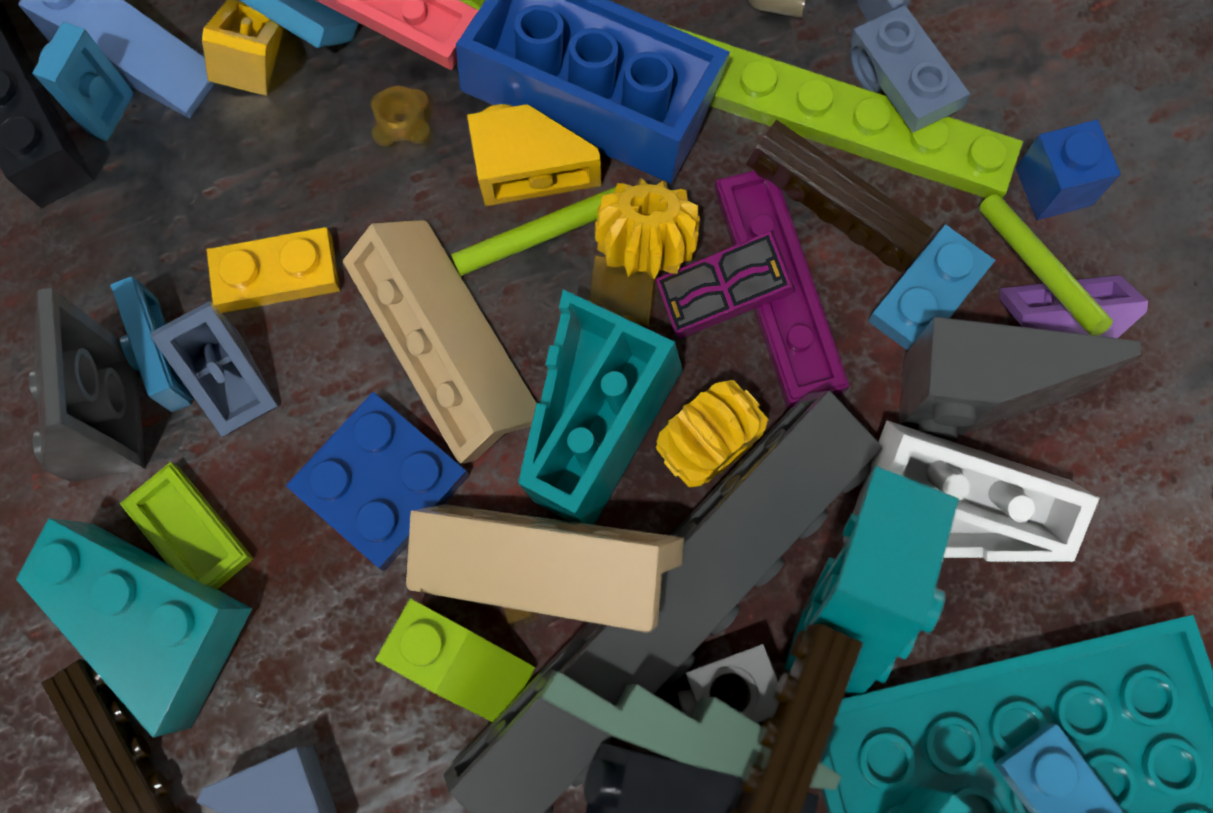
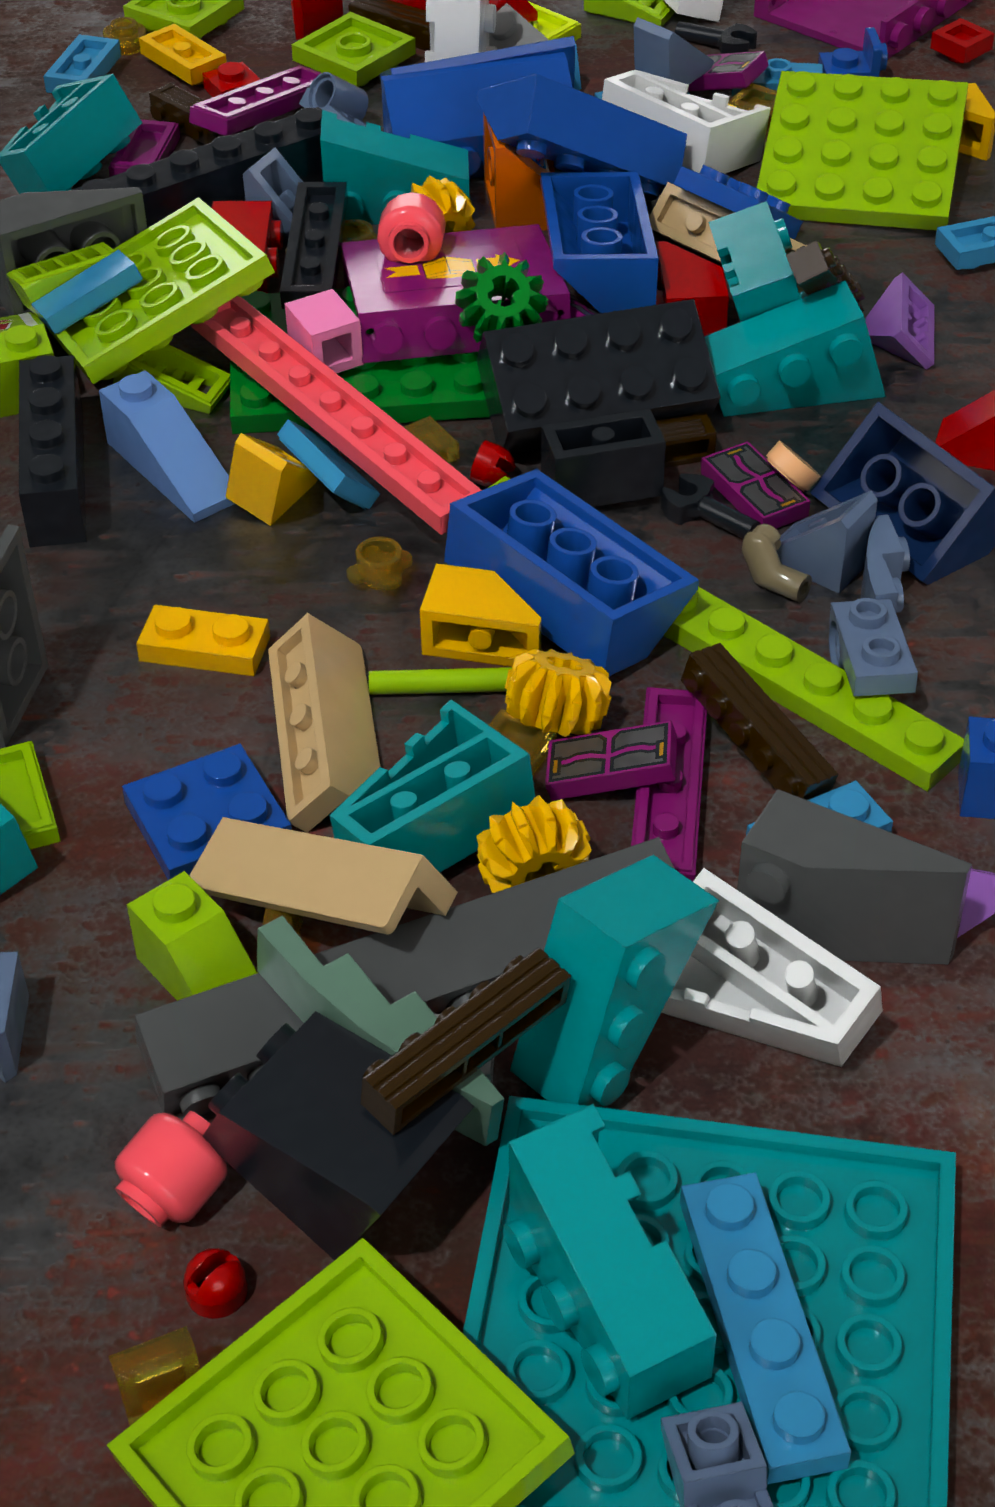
camera: 20 degrees right, 30 degrees down
(83, 81) = (121, 456): dark azure plate -> none
(141, 316) = (66, 653): dark azure plate -> none
(215, 367) = (112, 677): sand blue slope -> none
(1046, 266) = (929, 815): lime bar -> none

